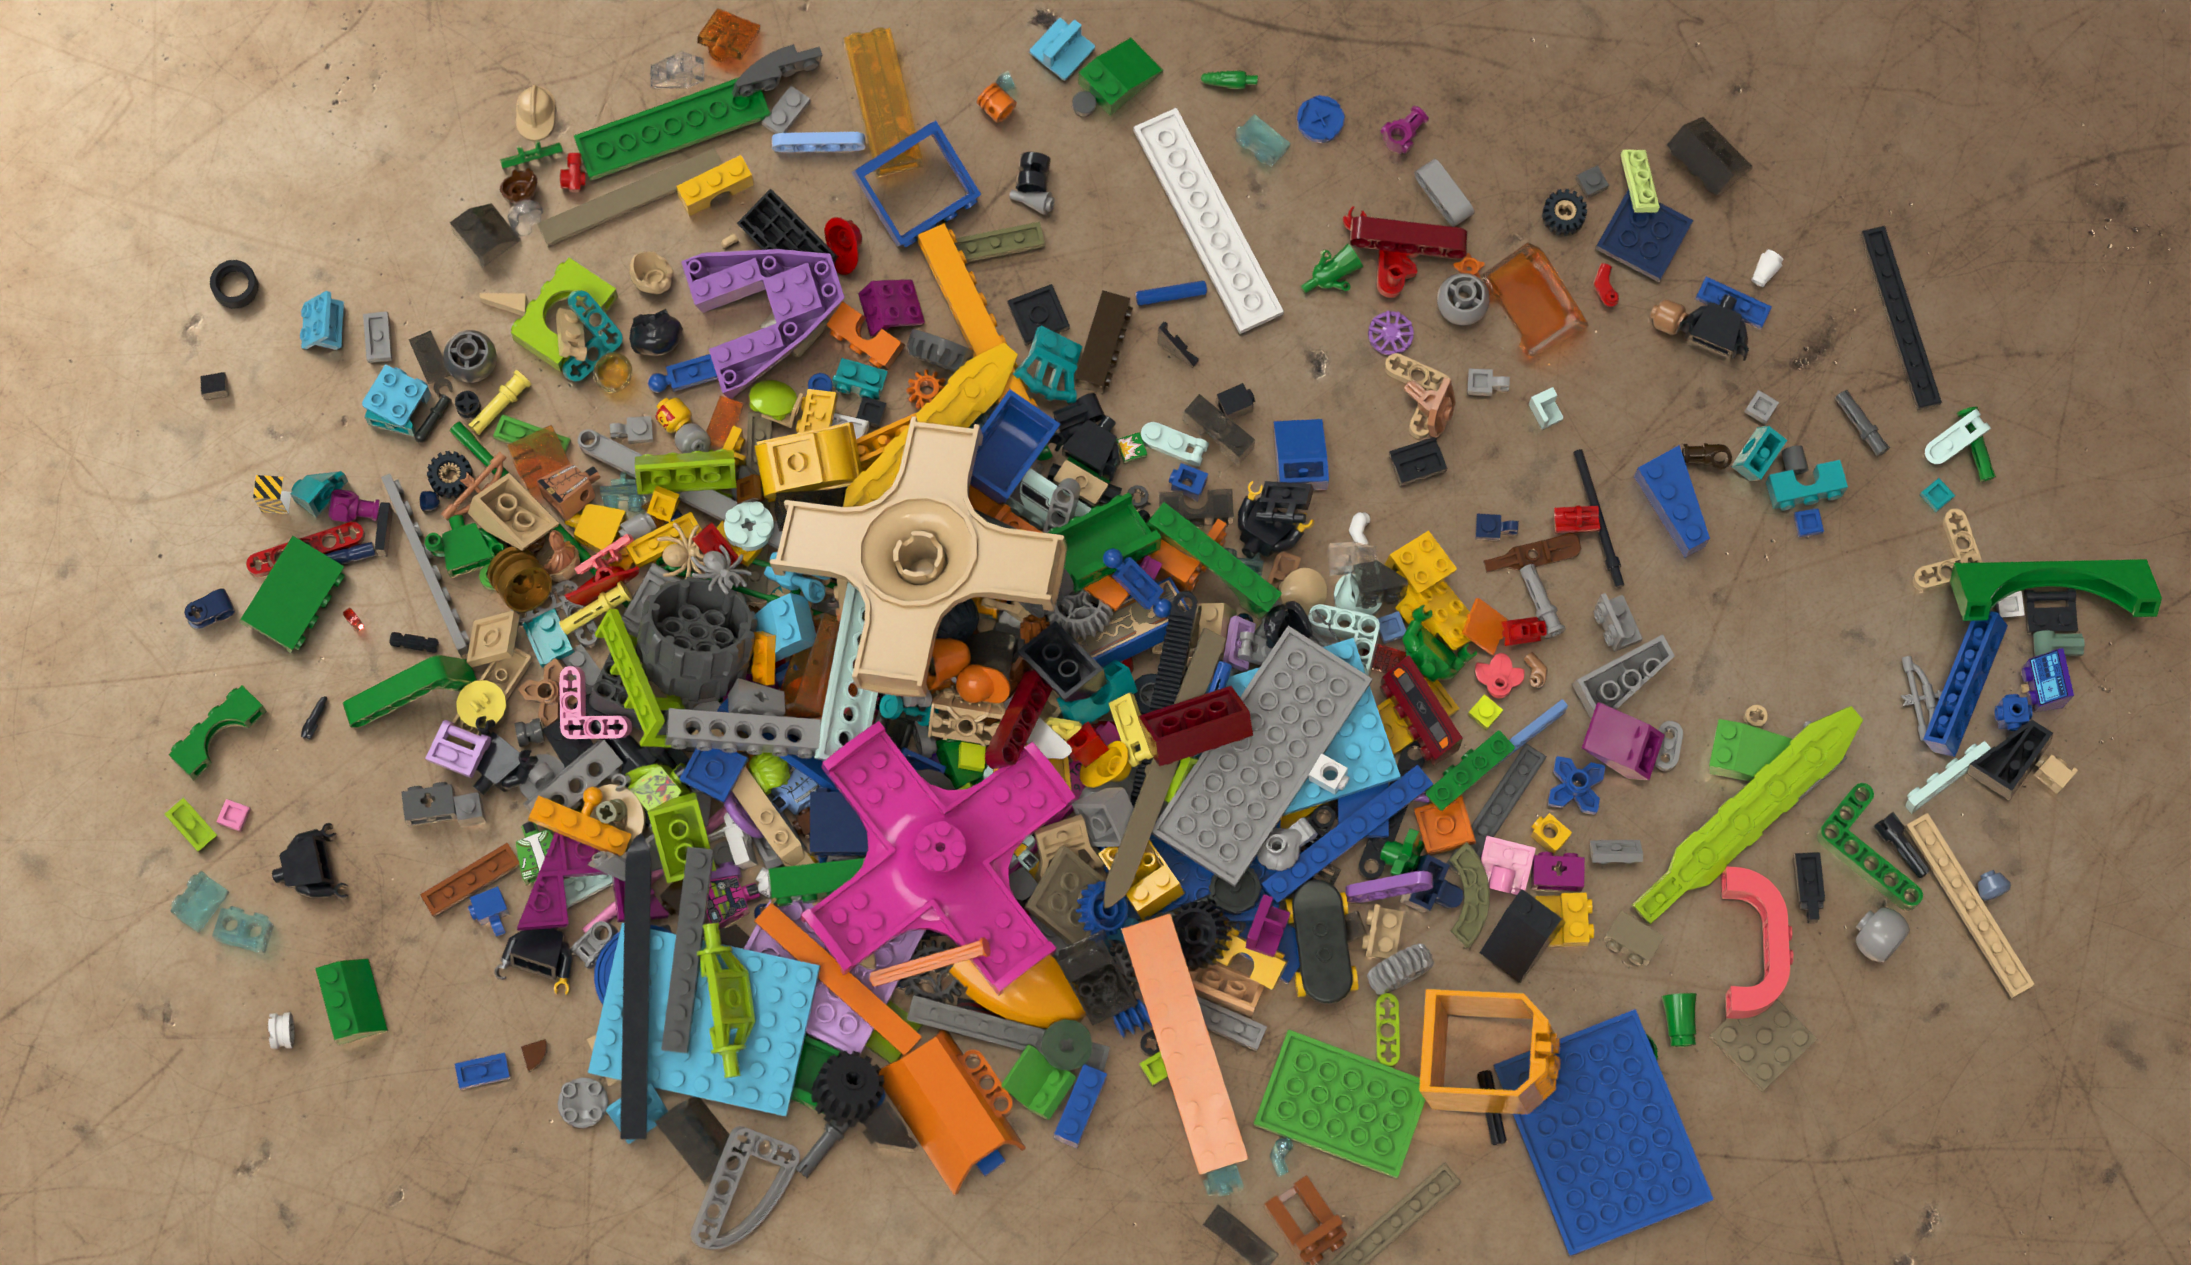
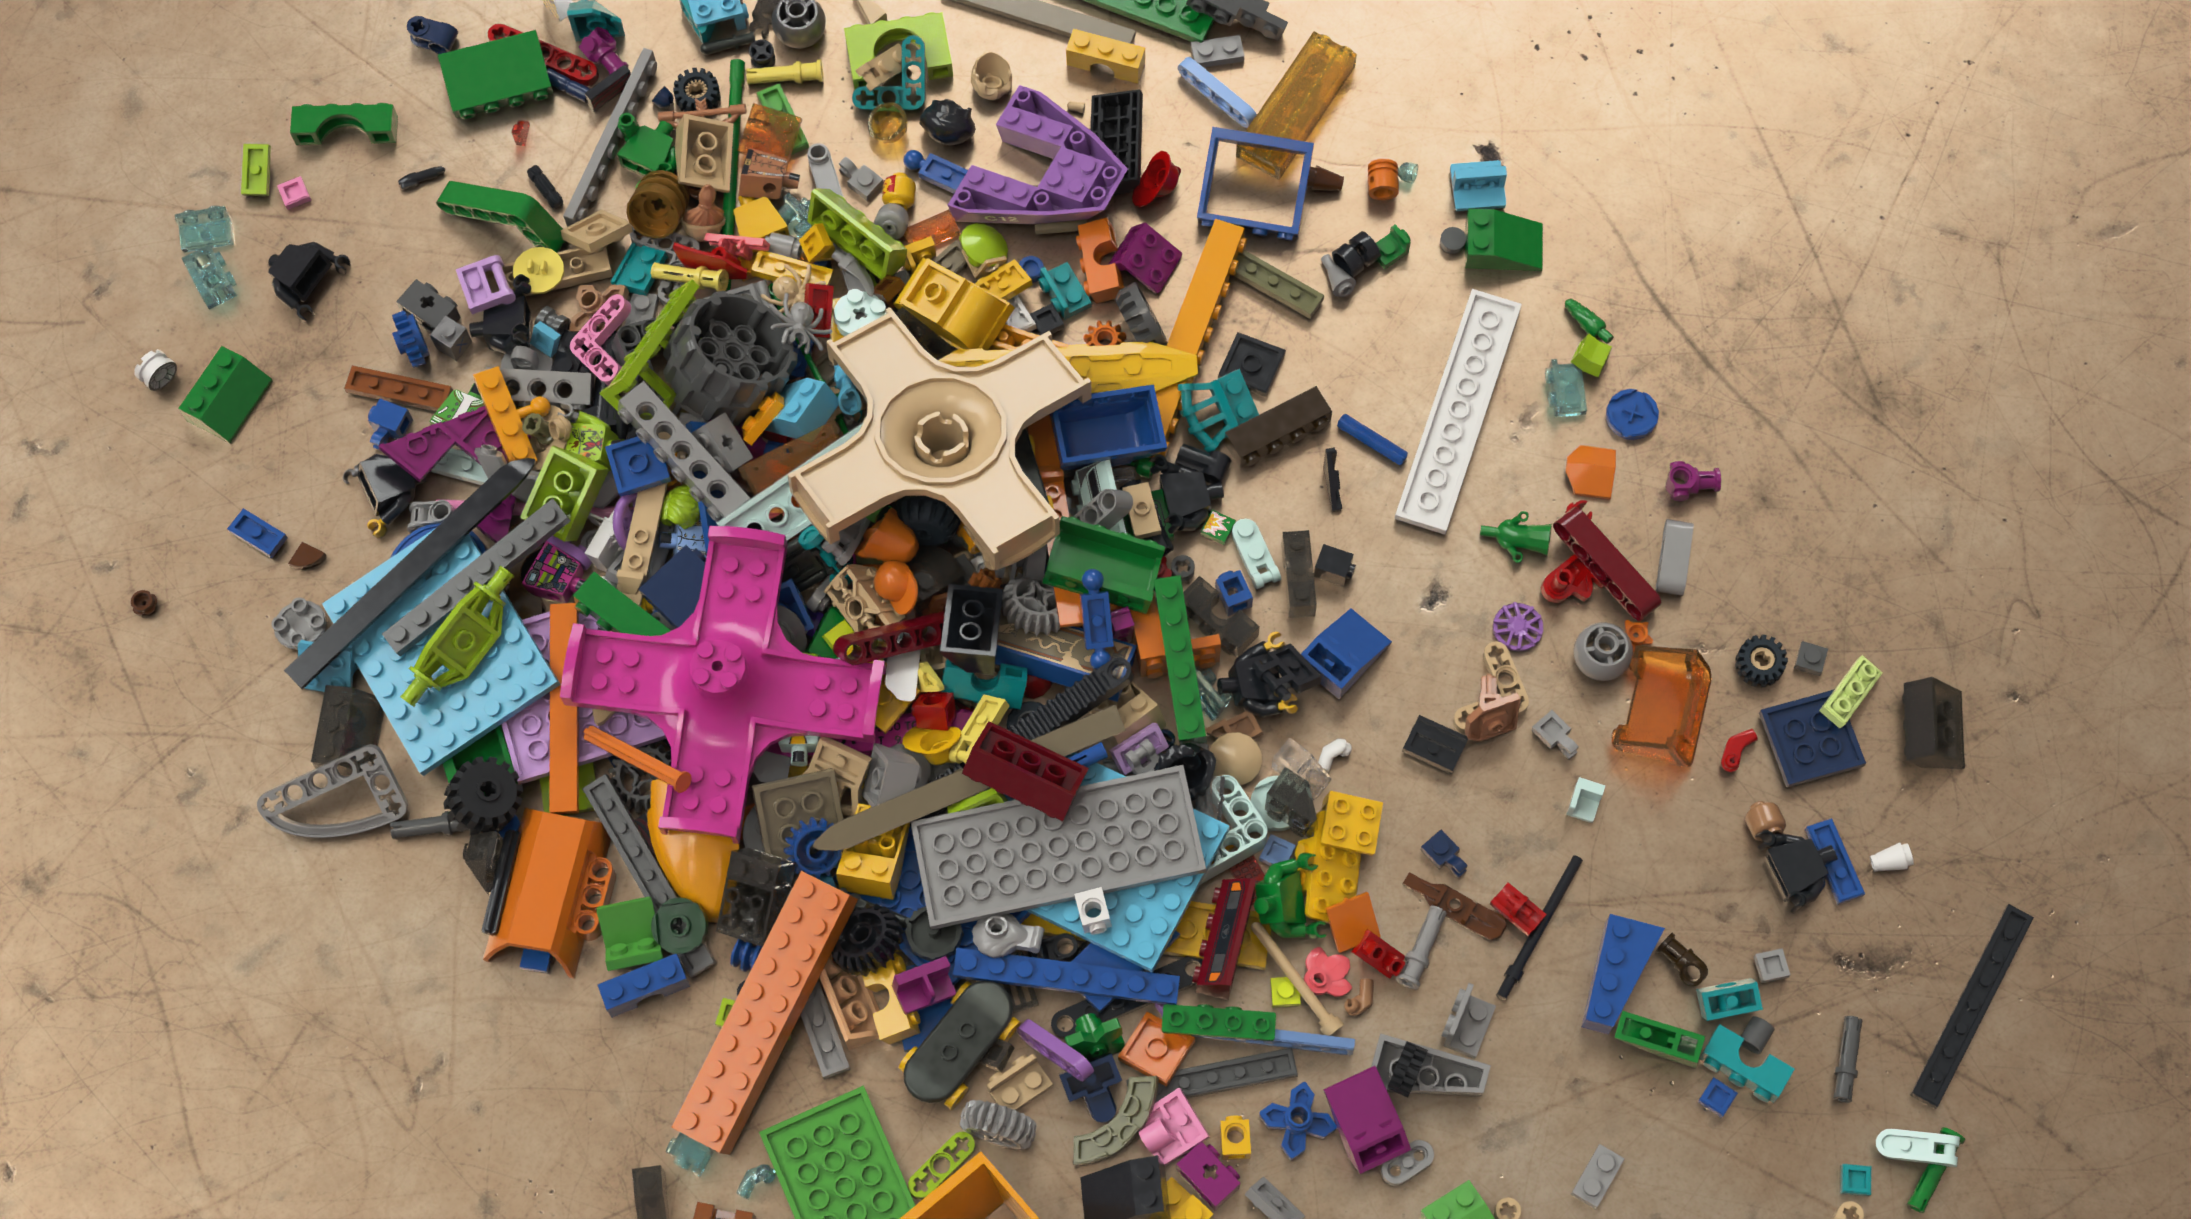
camera: 50 degrees right, 5 degrees down
(445, 836) = (409, 338): none -> blue gear
(457, 1187) = (137, 600): none -> reddish brown plate
(541, 746) = (545, 339): none -> medium azure plate
(628, 797) = (560, 428): none -> tan plate
(703, 497) = (851, 265): none -> light grey bar
(918, 1133) = (501, 882): none -> black axle
(959, 136) = (1324, 179): none -> reddish brown cone
(1050, 143) = (1393, 246): none -> green bracket
(1256, 102) = (1591, 355): none -> lime piece
(1334, 182) = (1591, 471): none -> orange slope
(1534, 704) = (1328, 1022): none -> tan piece
(1620, 685) = (1407, 1069): none -> black tyre
(1744, 518) = (1660, 1039): none -> green slope
(1786, 642) = (1597, 1176): none -> light grey plate

